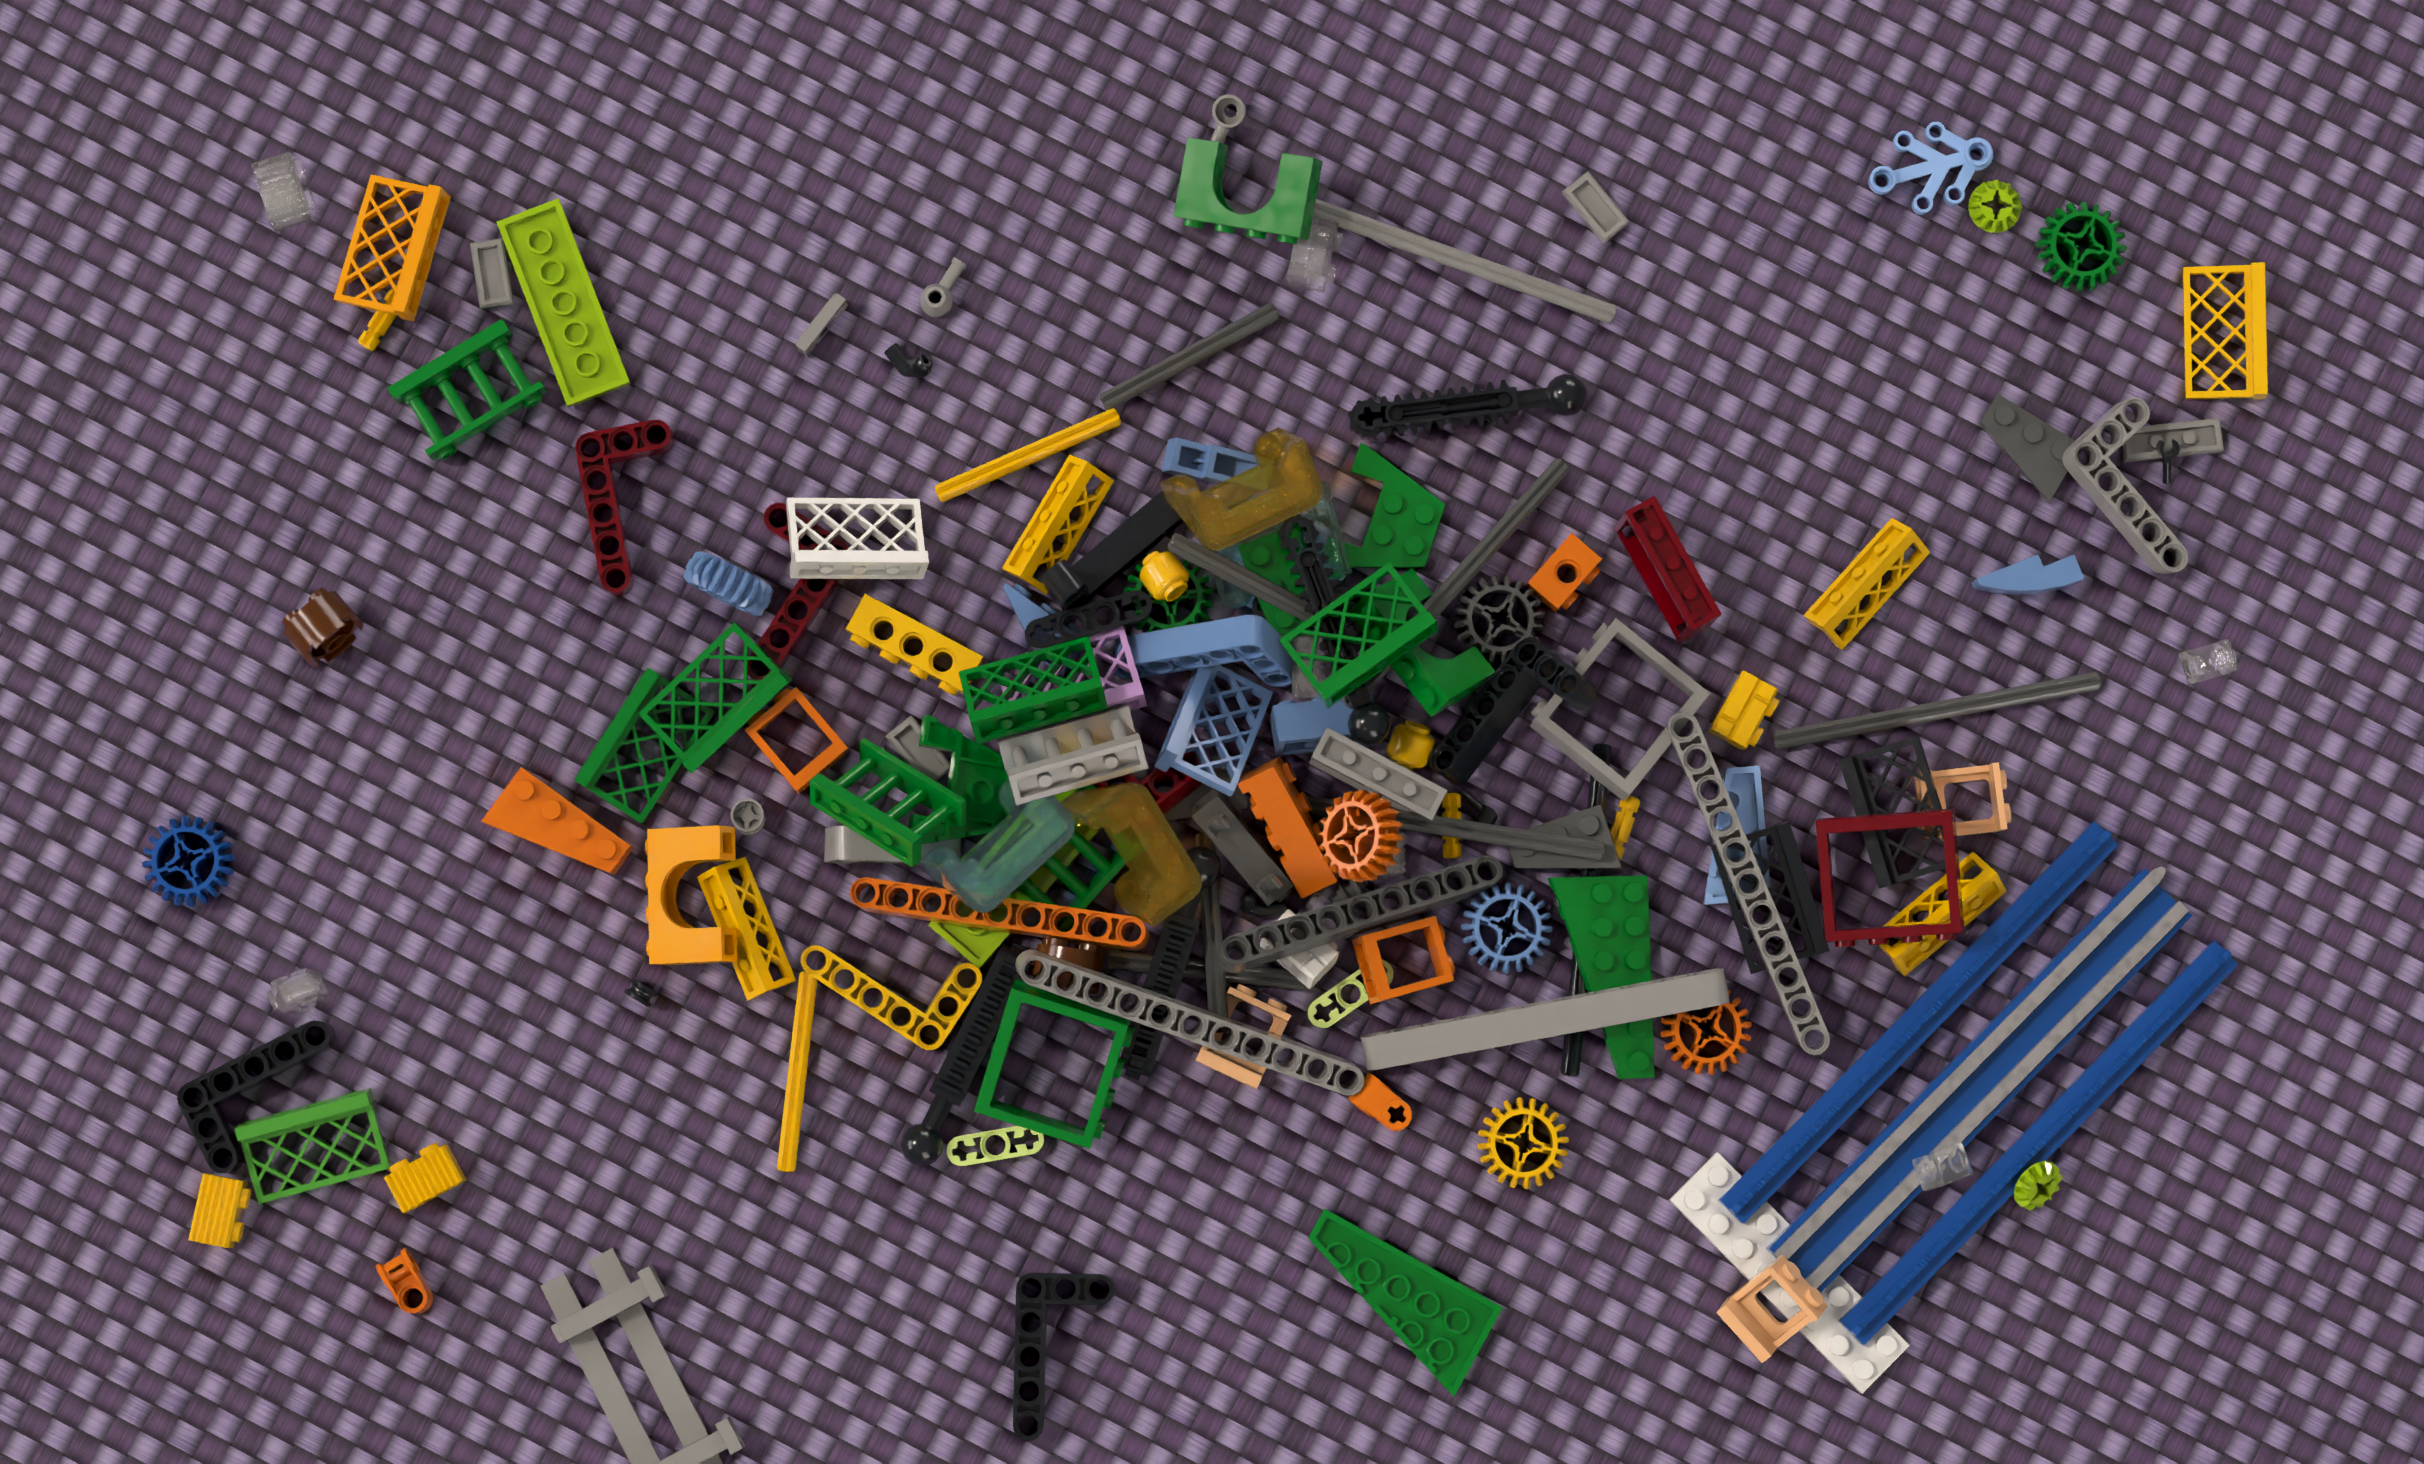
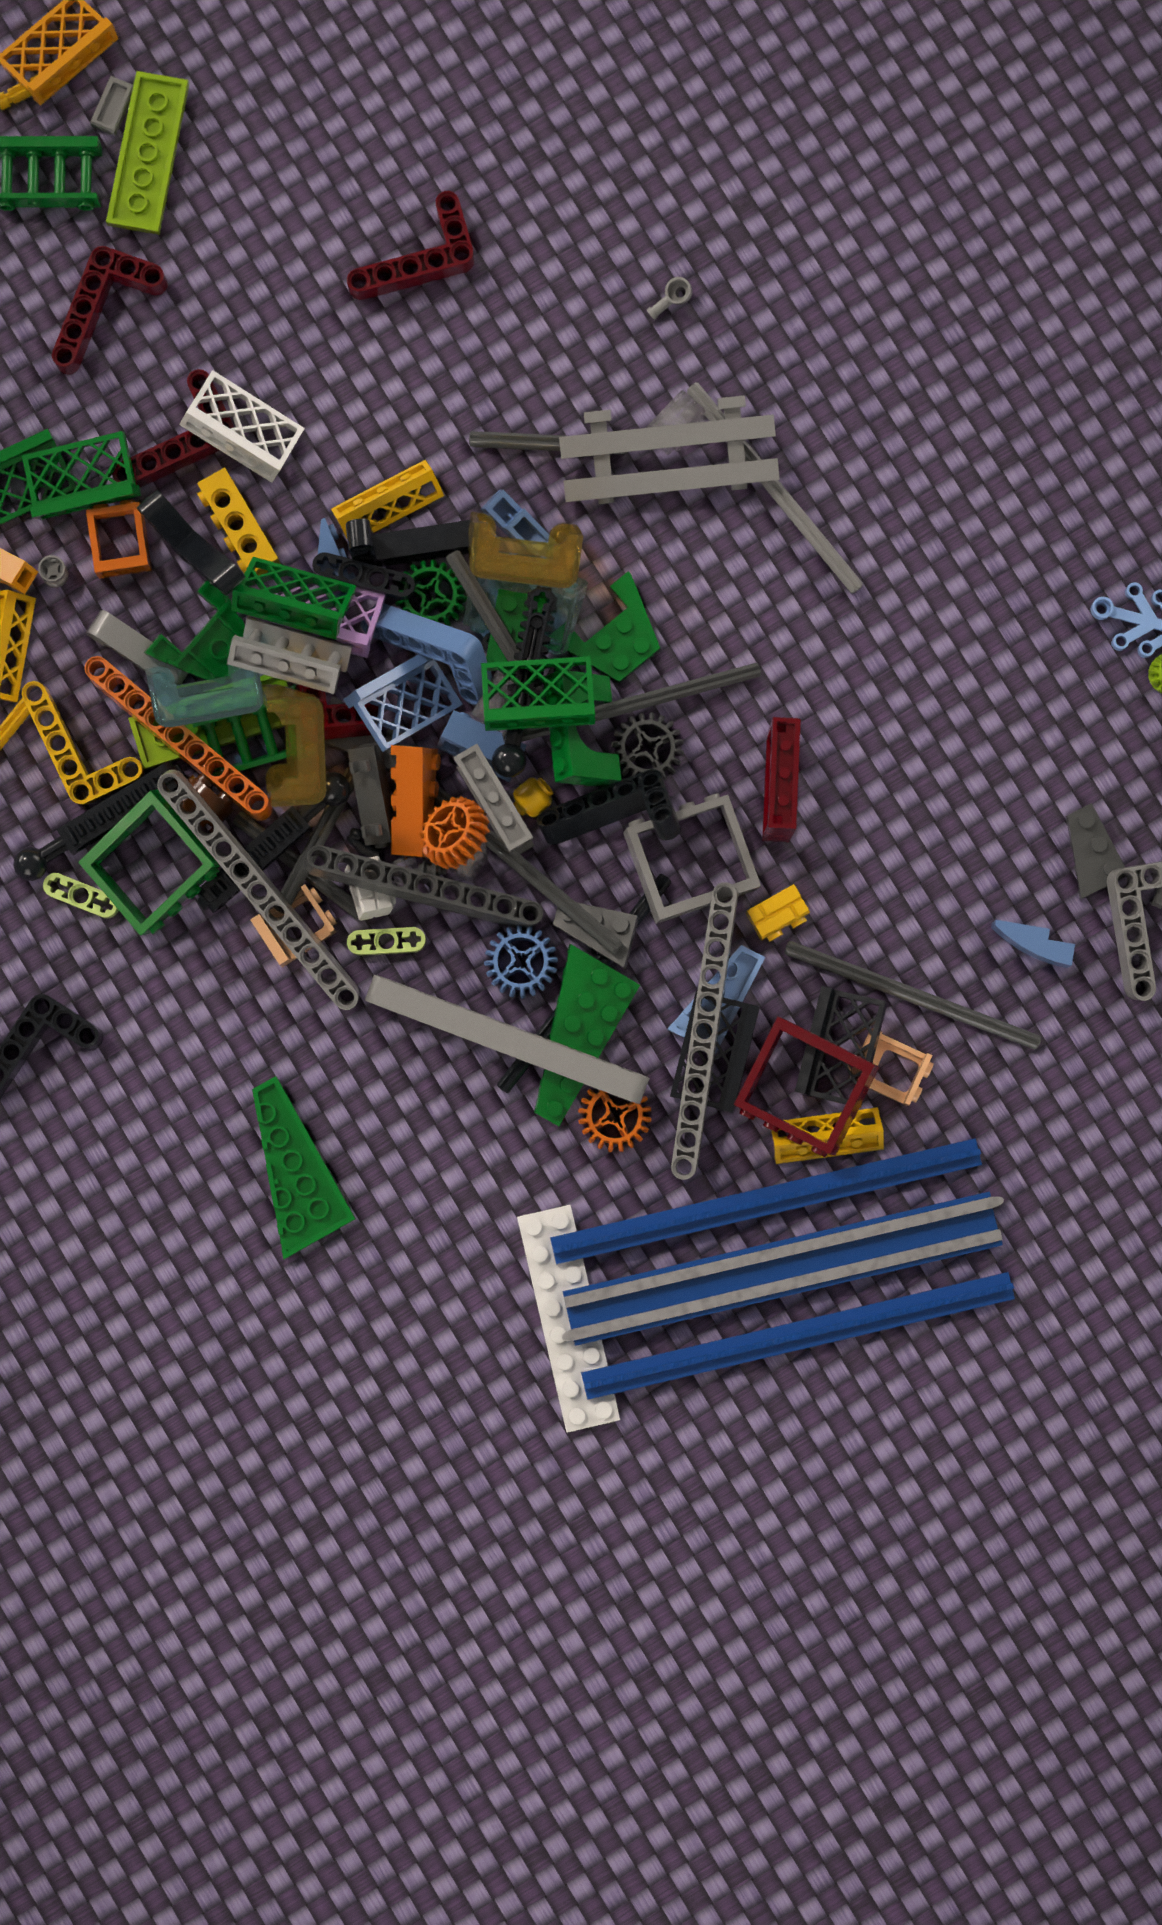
camera: 40 degrees right, 0 degrees up
(728, 583) = (137, 404): medium blue gear -> none
(821, 324) = (311, 270): light grey tile -> none
(884, 827) = (130, 626): green fence -> none
(890, 701) = (189, 544): none -> black beam
(909, 366) = (353, 334): black arm -> none
(925, 760) = (197, 610): light grey tile -> none
(933, 241) = (421, 259): none -> dark red beam
(943, 288) = (406, 305): light grey bar -> none
(1027, 455) = (396, 443): yellow axle -> none
(1164, 575) = (433, 576): yellow head -> none
(1285, 215) = (671, 380): green arch -> none
(1373, 968) = (410, 930): orange window -> none
(1376, 1100) = (359, 1025): orange piece -> none
(1380, 229) = (731, 430): none -> light grey fence
(1451, 803) = (537, 853): yellow axle -> none
(1486, 815) = (555, 876): black hand -> none
(1495, 1136) = (423, 1098): yellow gear -> none
(1563, 395) = (787, 622): black gear -> none
(1570, 554) = (723, 732): orange brick -> none
(1595, 207) = (891, 508): light grey tile -> none
(1623, 822) = (646, 940): yellow axle -> none
(1754, 1322) = (522, 1338): light nougat window -> none
(1863, 578) = (919, 873): yellow fence -> none
(1942, 1167) = (717, 1309): clear bracket -> none
(2026, 1190) = (785, 1357): lime gear -> none
(2208, 662) = (1123, 1076): clear bracket -> none

